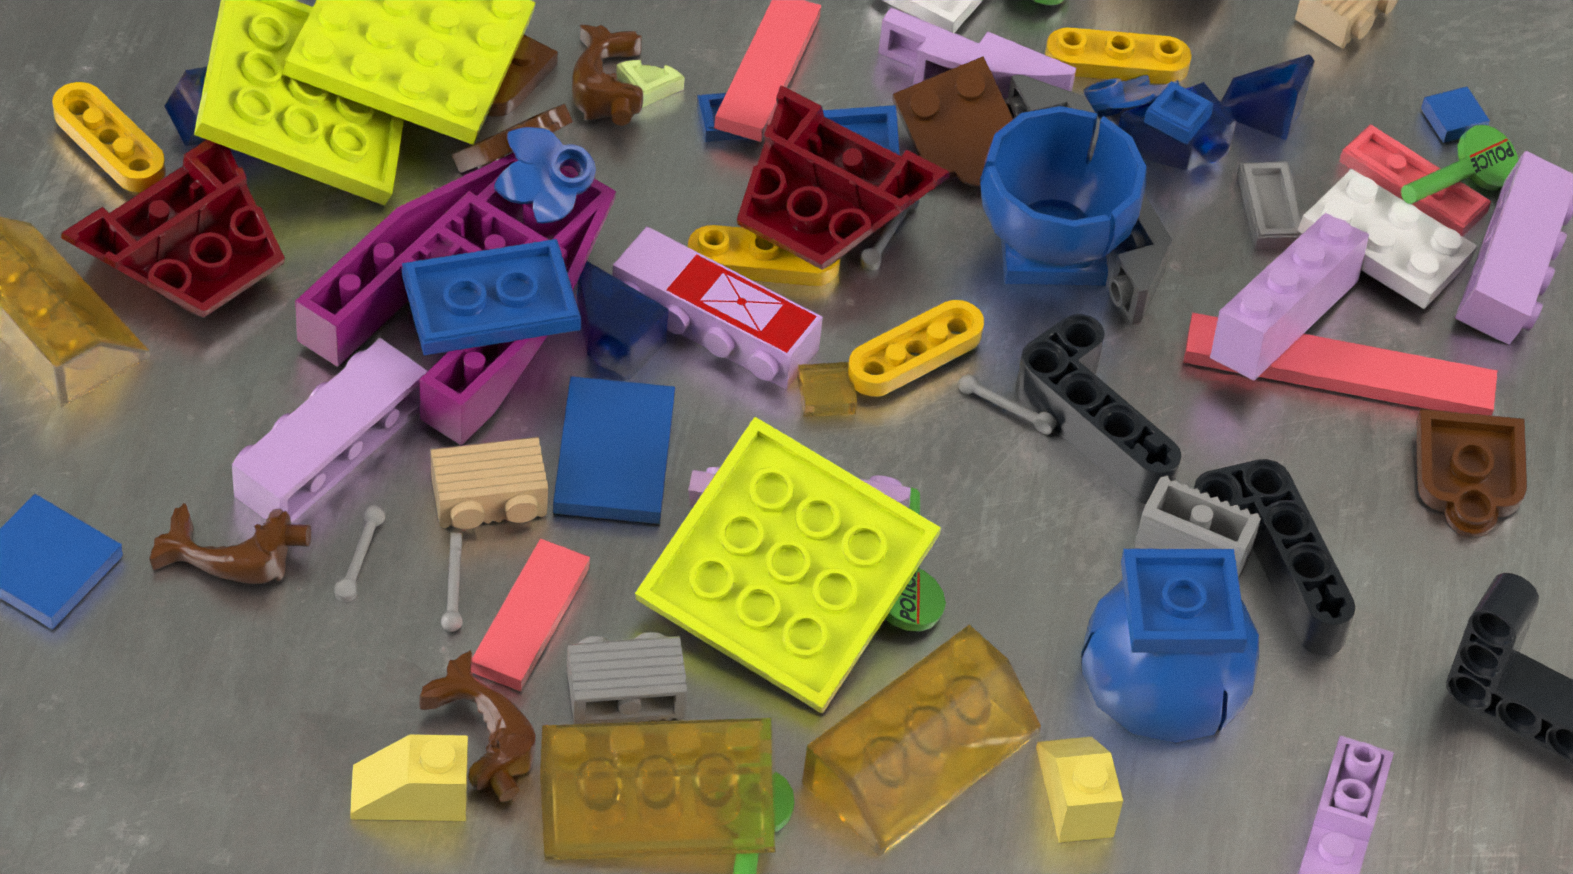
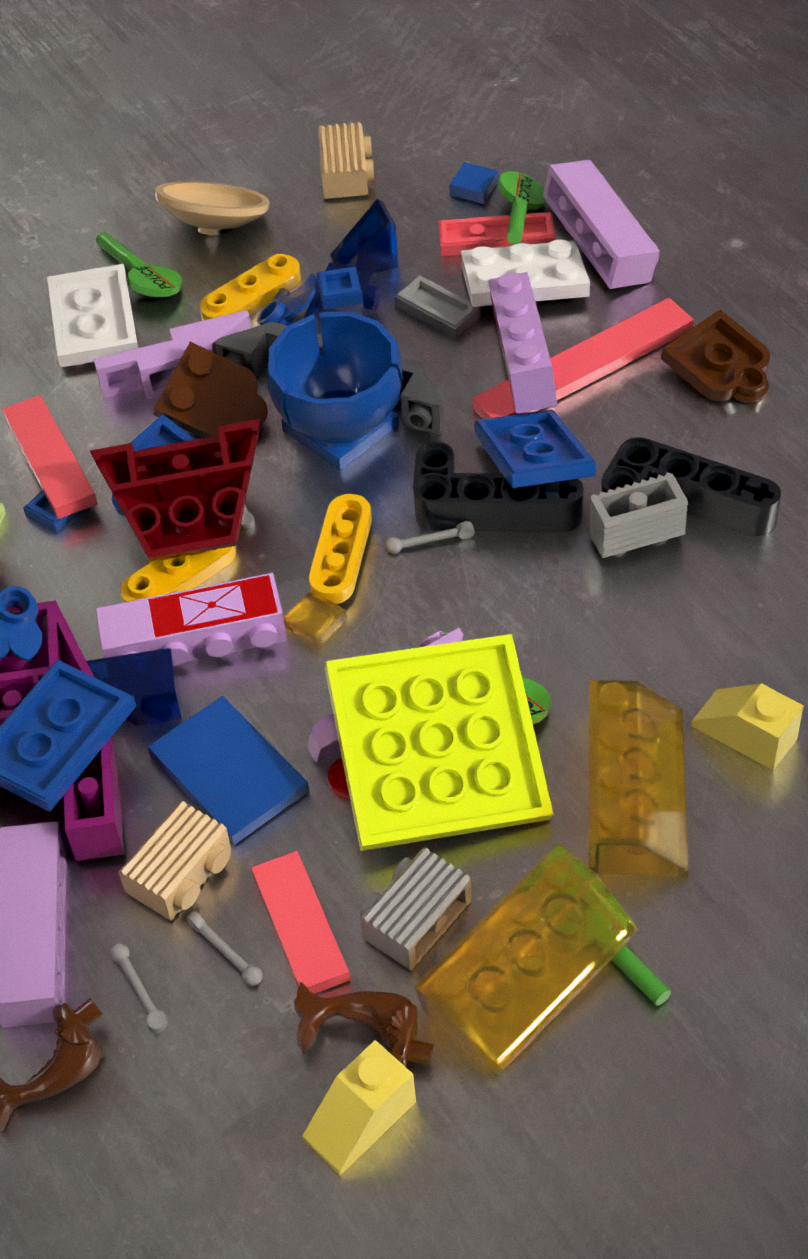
camera: 35 degrees left, 0 degrees up
(1172, 644) = (708, 588): blue plate -> none
(1180, 399) = (534, 448): none -> blue tile

